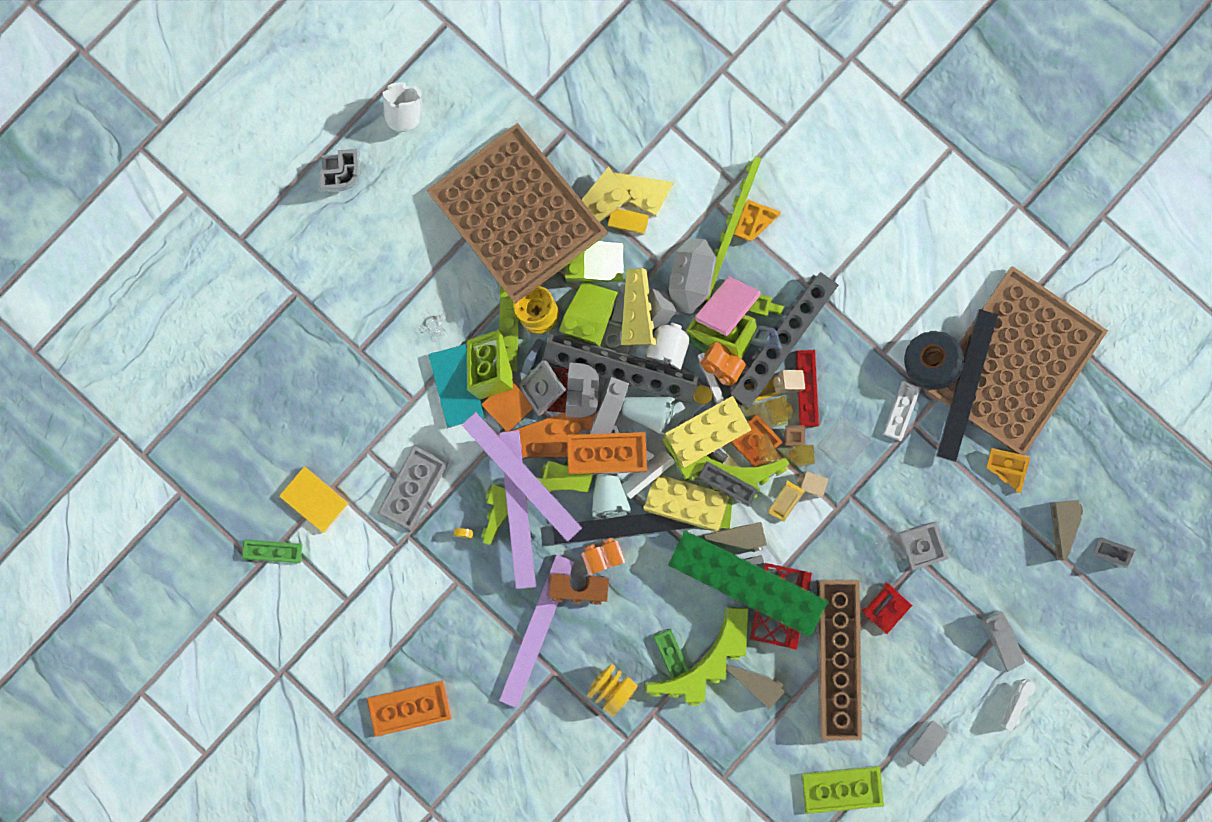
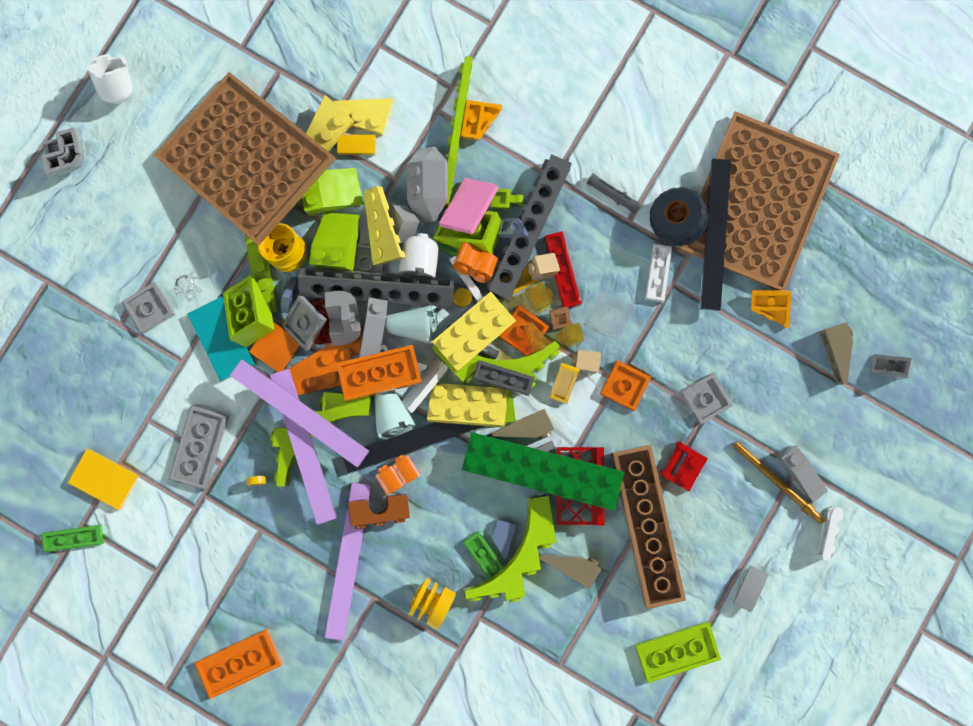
camera: 15 degrees left, 0 degrees up
(391, 340) = (148, 308): none -> light grey tile
(694, 639) = (503, 536): none -> sand blue tile
(845, 516) = (625, 385): none -> orange tile
(872, 321) = (610, 191): none -> dark grey pin
(1000, 675) = (806, 507): none -> pearl gold bar

